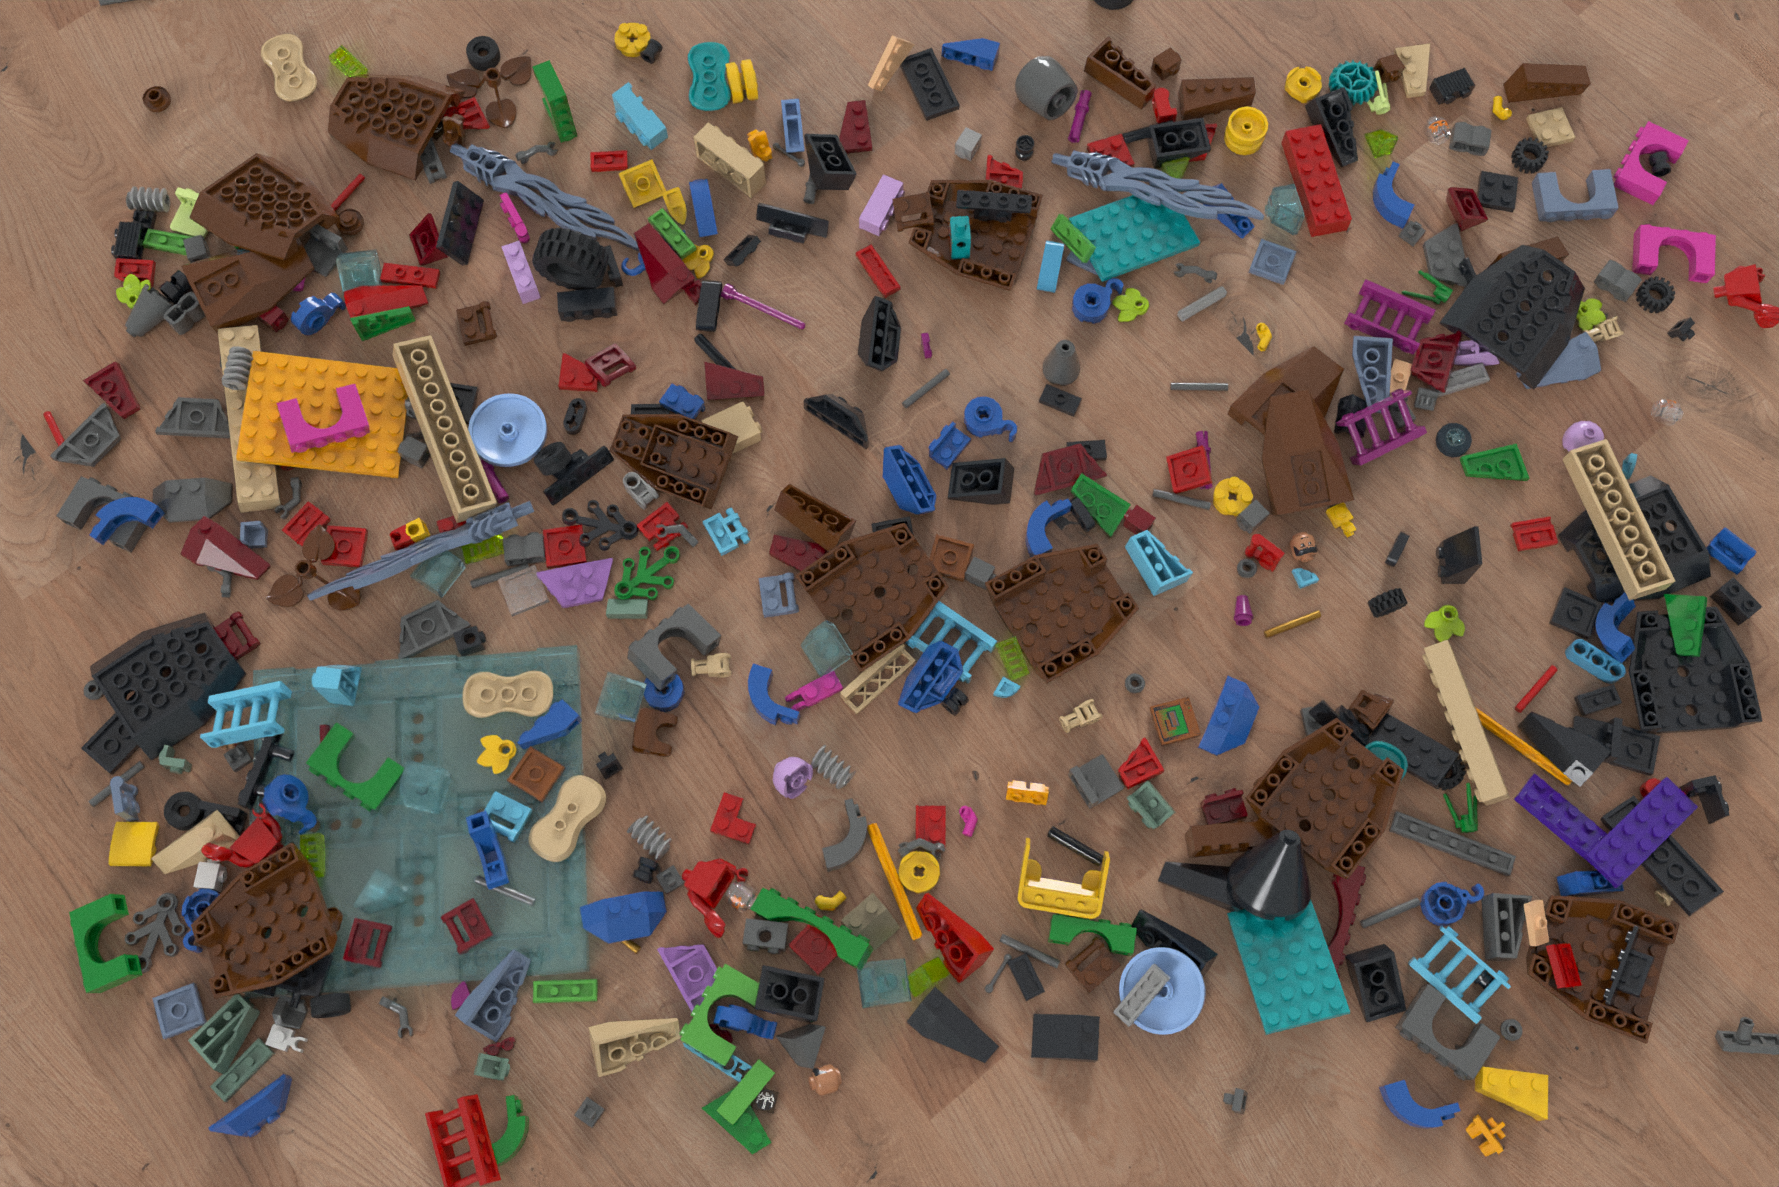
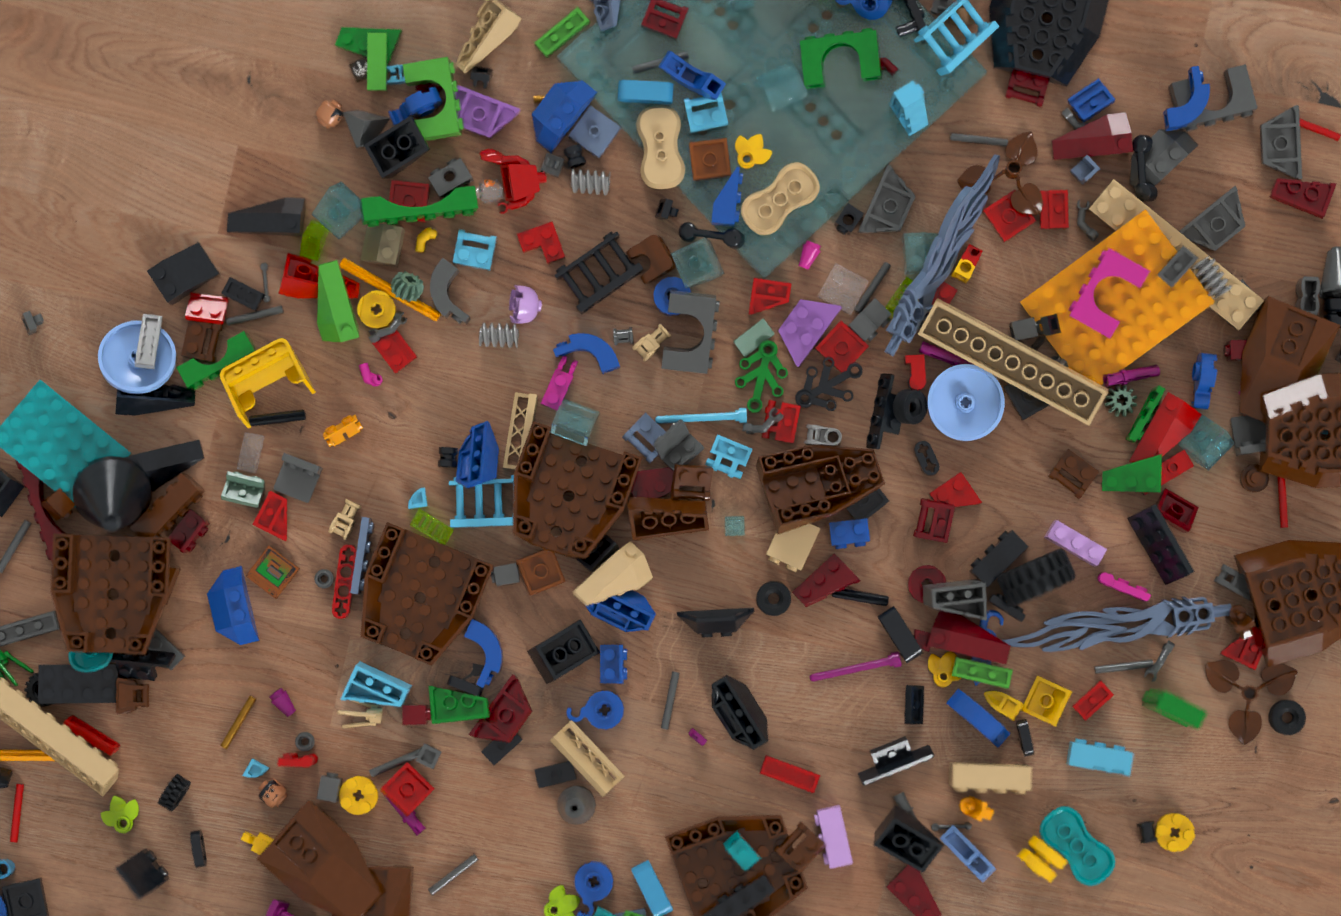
camera: 150 degrees right, 15 degrees up
(197, 585) = (1091, 100): none -> blue plate
(224, 481) = (1143, 191): none -> black piece
(253, 393) = (1177, 266): none -> dark grey plate
(311, 625) = (978, 139): none -> dark grey bar
(372, 358) = (1123, 377): none -> magenta pin
(385, 344) = (1123, 395): none -> sand green gear
(390, 434) = (1050, 325): none -> black tile
(432, 283) = (1135, 477): none -> green wing
(524, 483) = (917, 371): none -> red leg
(524, 639) = (809, 254): none -> dark pink cone
(539, 872) = (645, 92): none -> dark azure beam
(567, 169) = (1123, 666): none -> dark grey bar
(585, 632) = (768, 294): none -> red wing
(605, 731) = (689, 232): none -> black piece
(611, 878) = (594, 132): none -> sand blue plate
(642, 294) = (958, 597): none -> dark grey wedge
(659, 336) = (918, 577): none -> dark red plate
(664, 1006) = (481, 74): none -> black tile
(681, 171) = (1025, 737): none -> black beam
(691, 556) = (739, 415): none -> medium azure piece
(718, 739) = (600, 291): none -> black fence
(730, 689) = (623, 336): none -> dark grey bush
(760, 562) = (677, 446): none -> dark grey bracket
(766, 477) = (734, 526): none -> clear light blue plate
(769, 535) = (691, 476): none -> reddish brown plate
(782, 411) = (784, 598): none -> black tyre
(800, 854) = (474, 256): none -> medium azure plate
(877, 867) = (407, 286): none -> sand green gear
(892, 499) = (620, 573): none -> tan wedge
(956, 894) = (334, 310): none -> bright green wedge
(1028, 391) = (585, 760): none -> tan fence
(1067, 988) = (206, 308): none -> plate
(1094, 671) = (363, 548): none -> sand blue plate
(1120, 834) = (250, 452): none -> clear plate
(1121, 670) = (341, 581): none -> red beam
(1152, 481) = (428, 756): none -> dark grey tile
(1175, 546) = (373, 715): none -> tan plant
(1325, 911) = (58, 505): none -> reddish brown brick
(1428, 702) = (92, 735): none -> red plate

